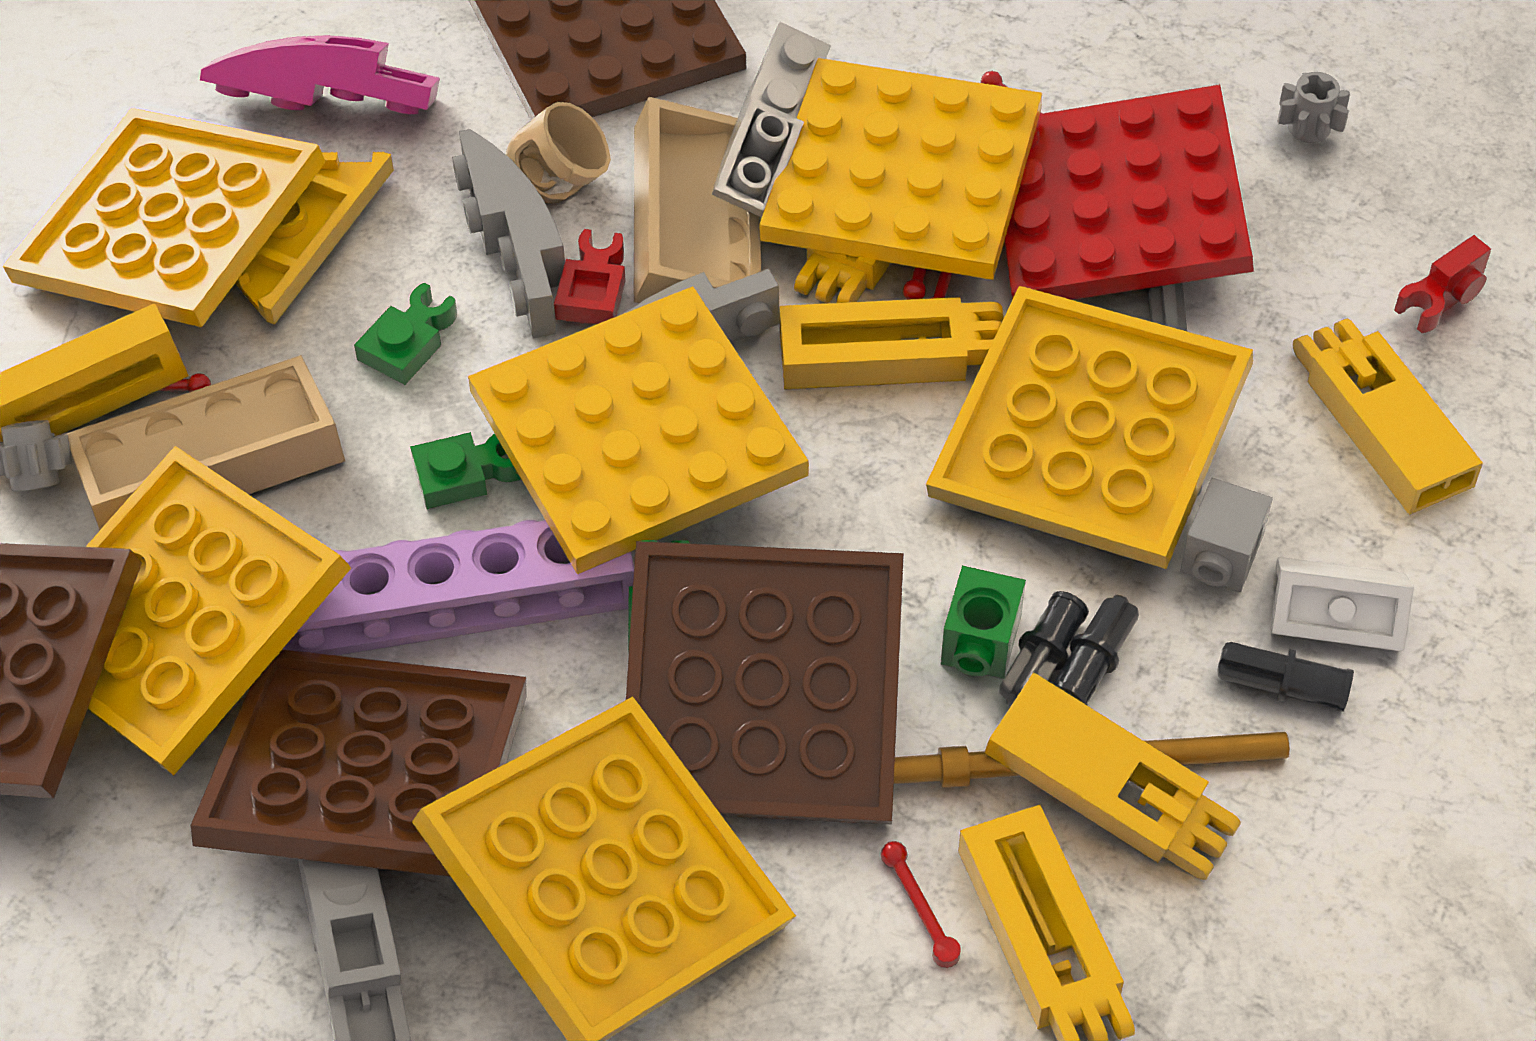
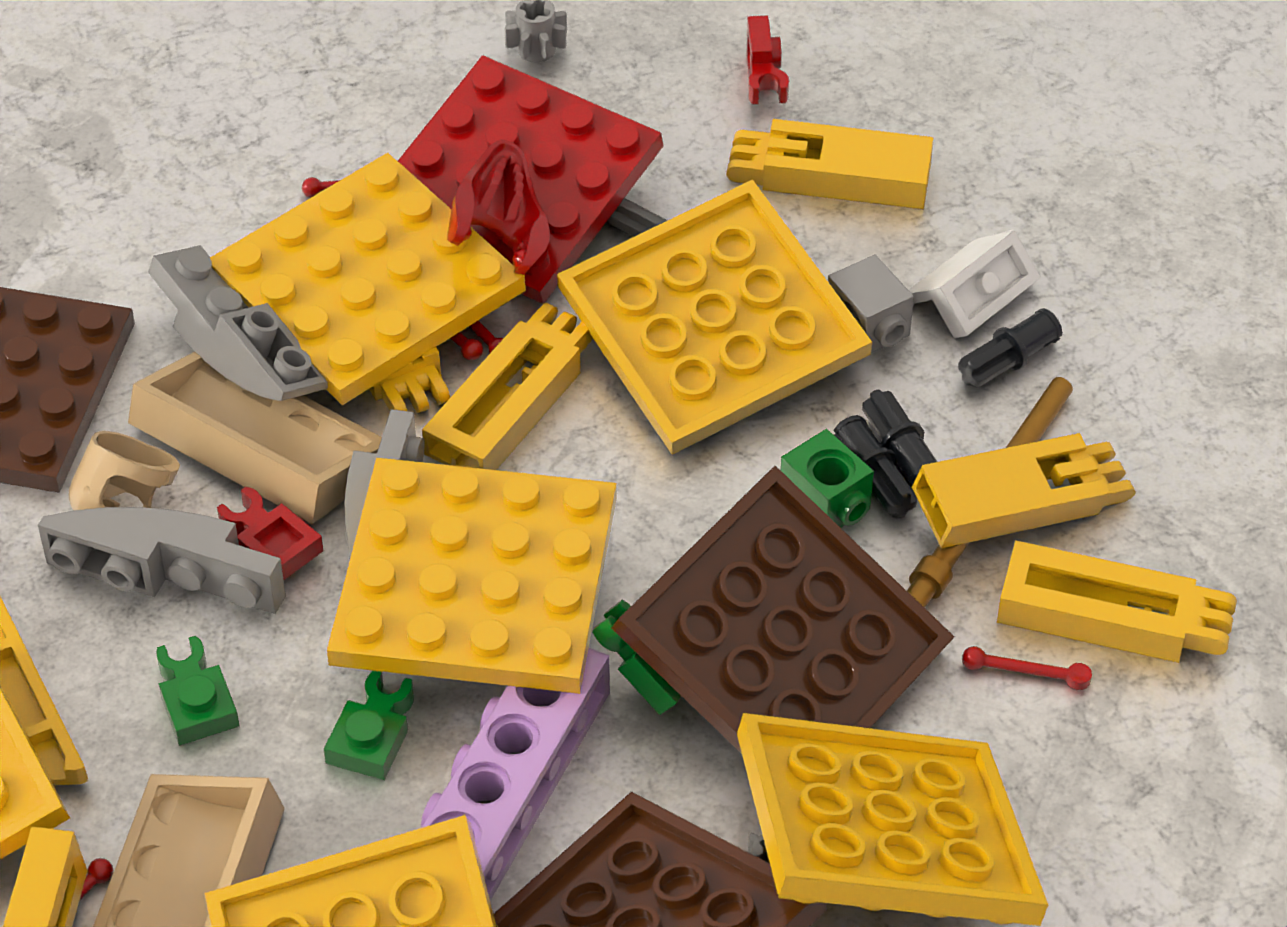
camera: 55 degrees left, 5 degrees down
(1054, 190) = (502, 199): none -> red animal

